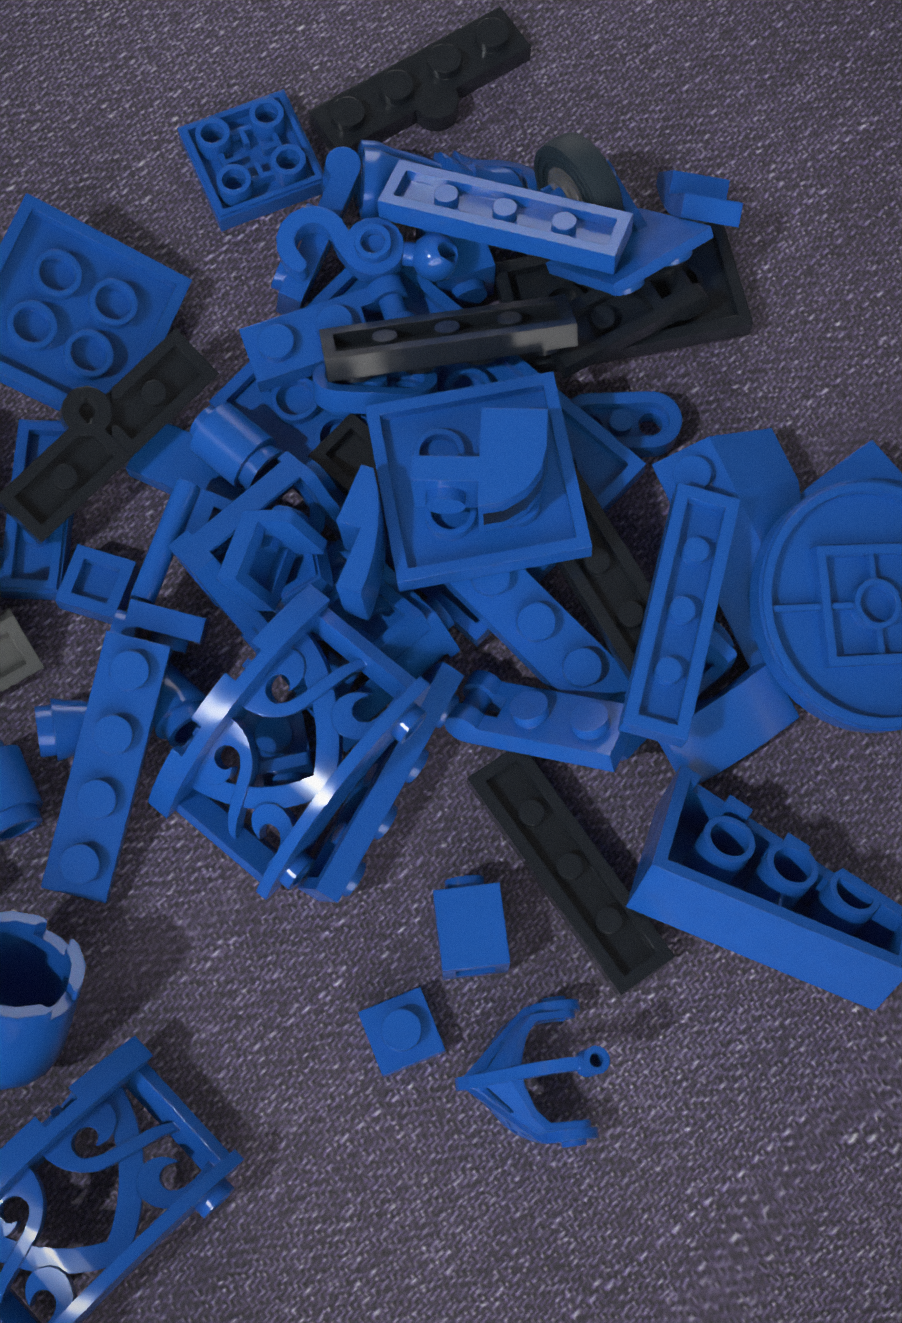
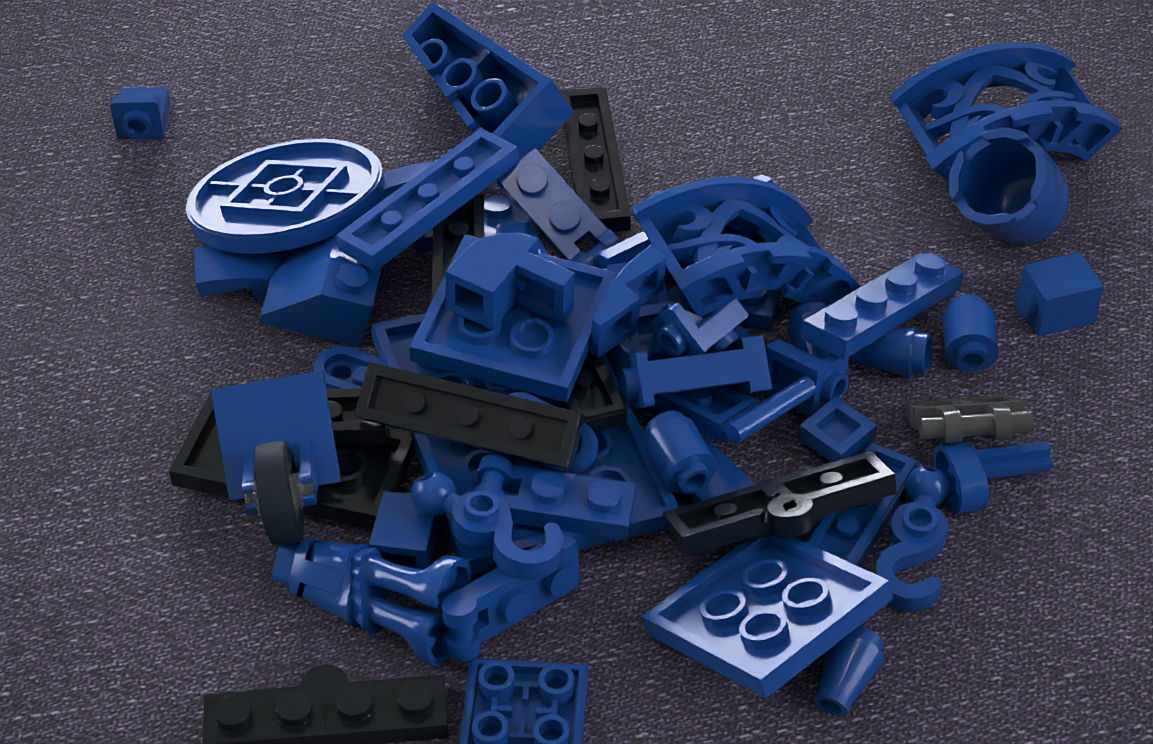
camera: 150 degrees left, 25 degrees down
(401, 1032) = (754, 133): blue plate -> none
(470, 928) = (679, 147): blue brick -> none
(500, 1076) = (678, 100): blue helmet -> none
(506, 216) = (364, 473): blue plate -> none
(698, 198) = (179, 492): blue slope -> none

